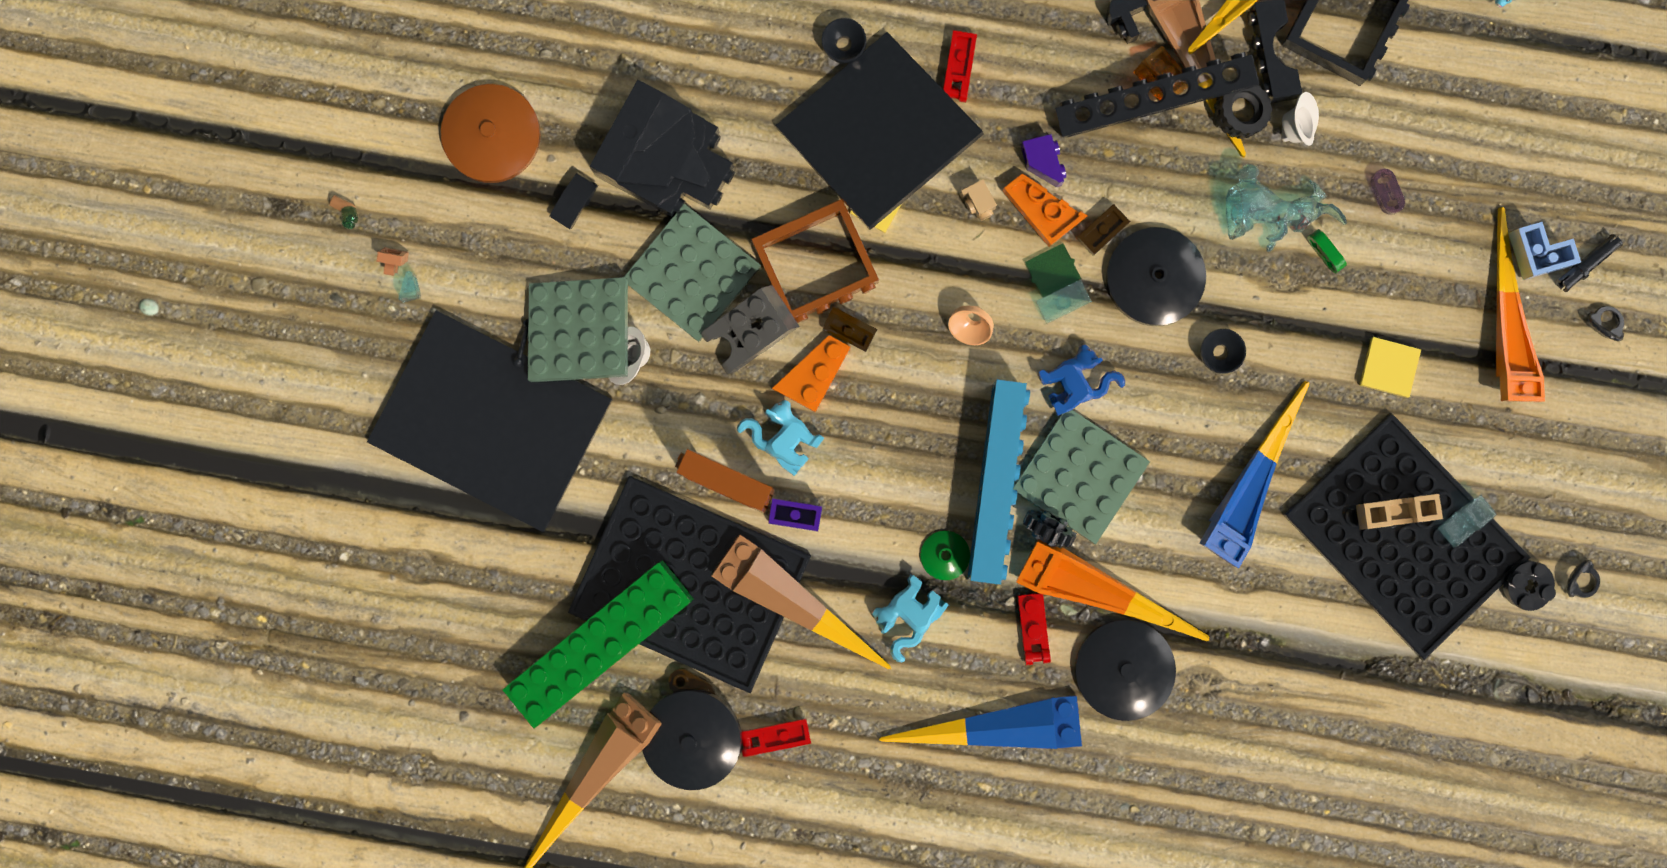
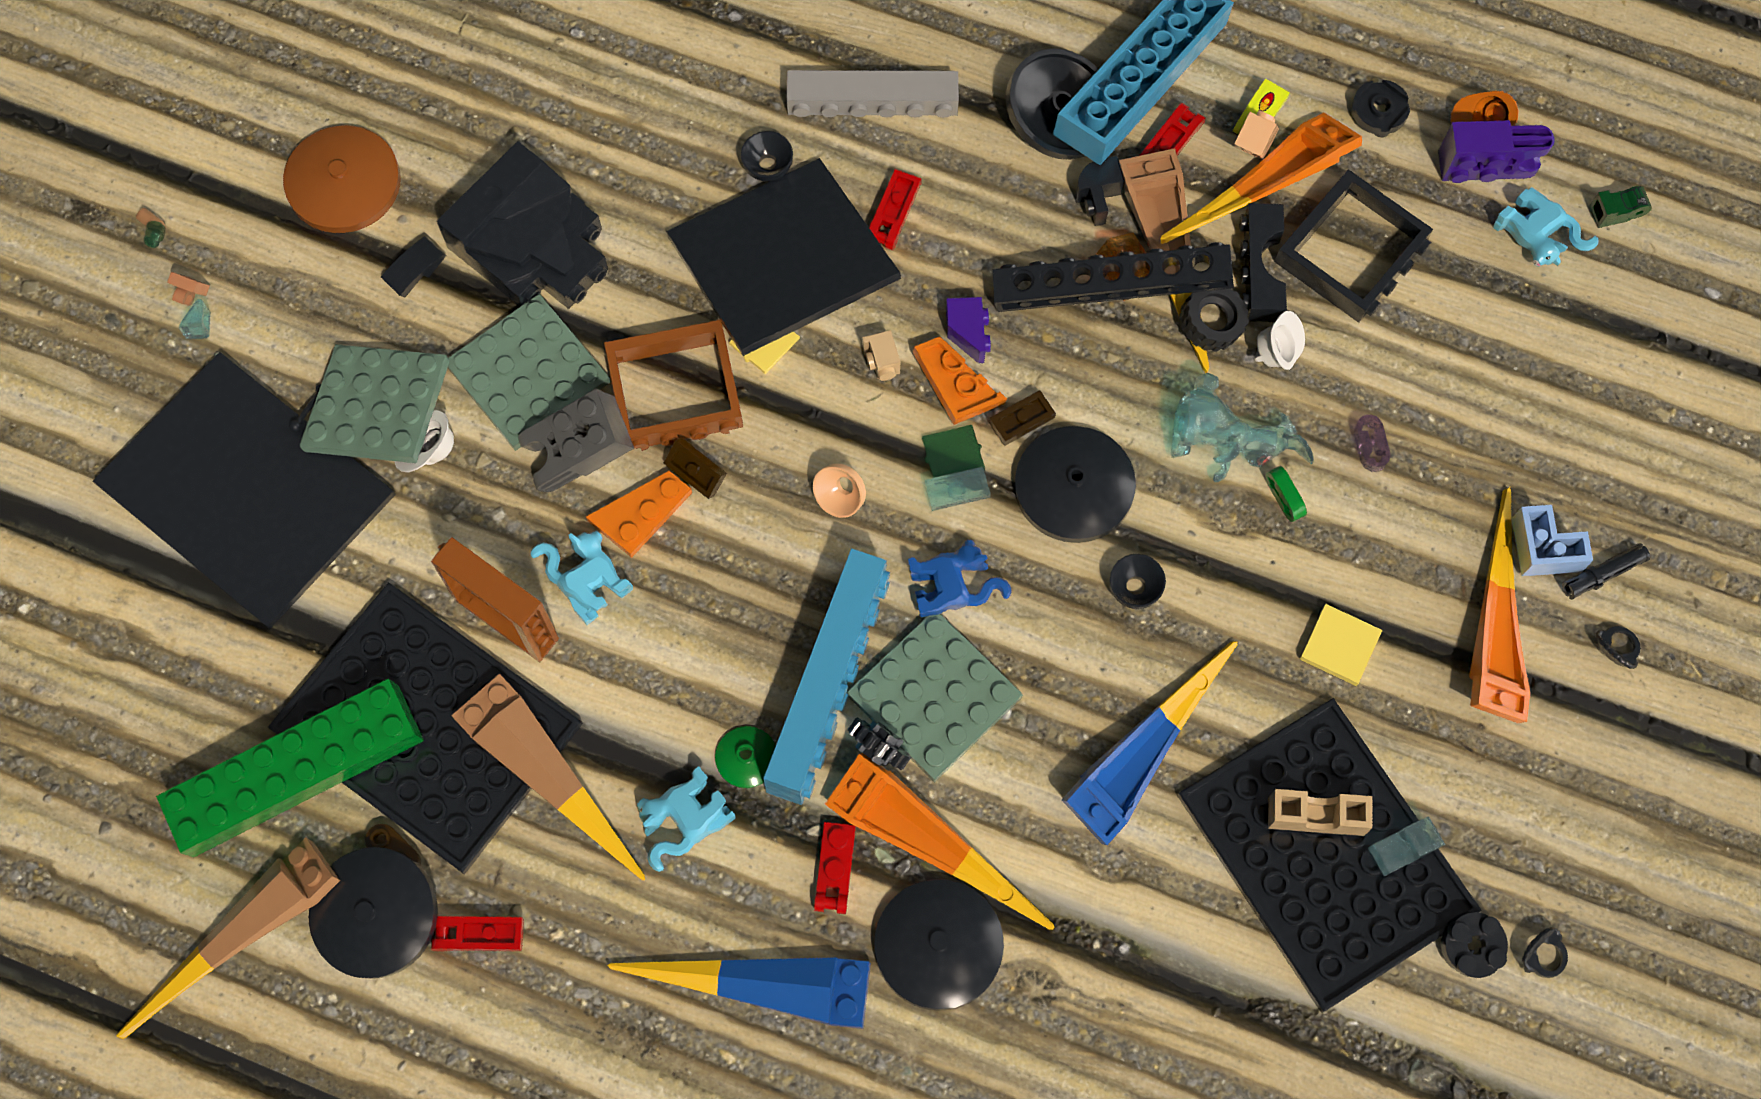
camera: 15 degrees right, 15 degrees down
(795, 515) = (573, 665): dark purple brick -> none

